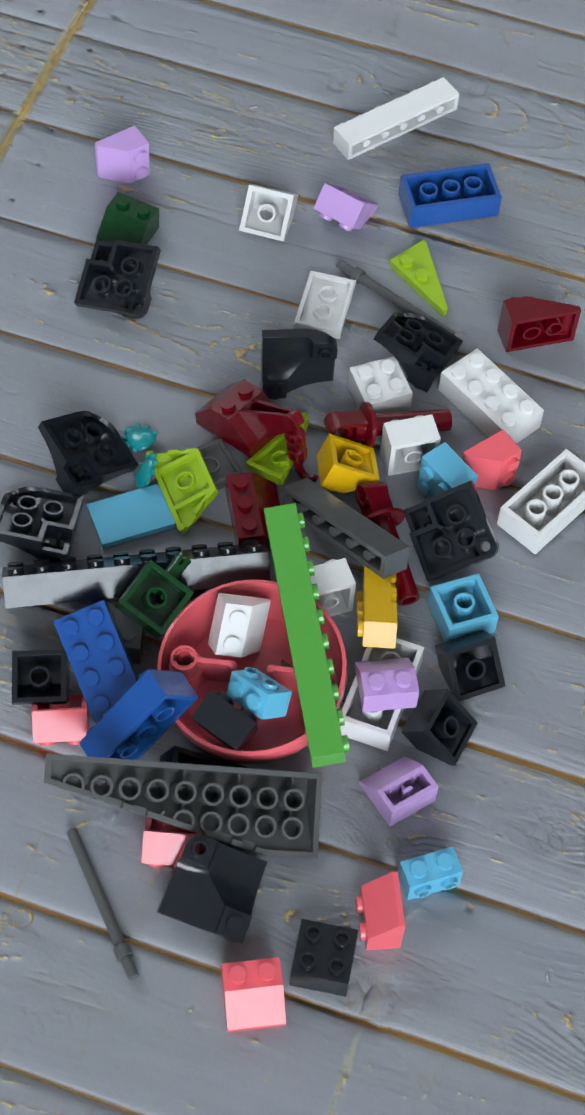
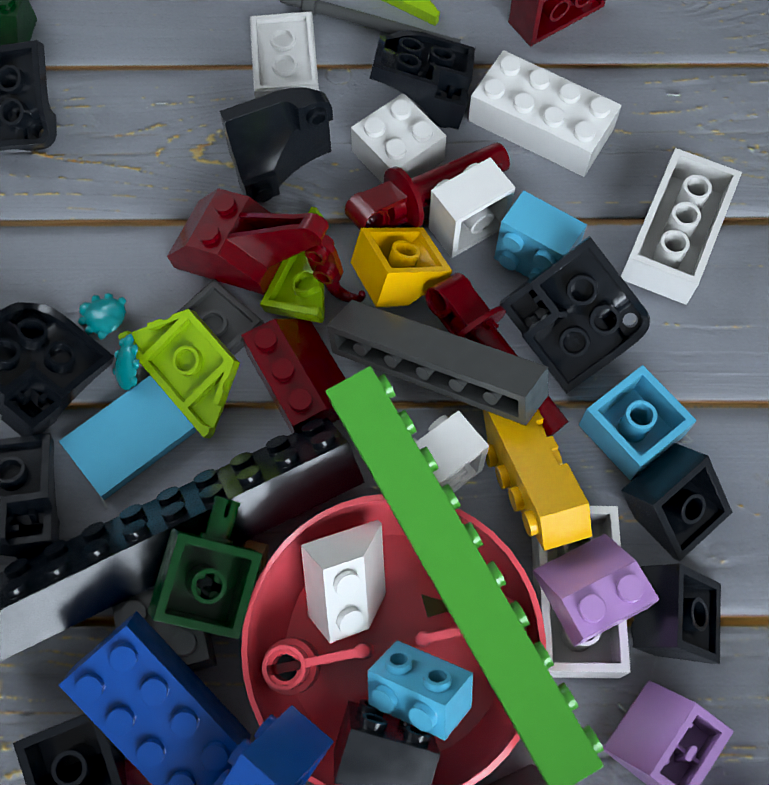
camera: 15 degrees left, 10 degrees up
(494, 461) = (592, 190): coral slope -> none

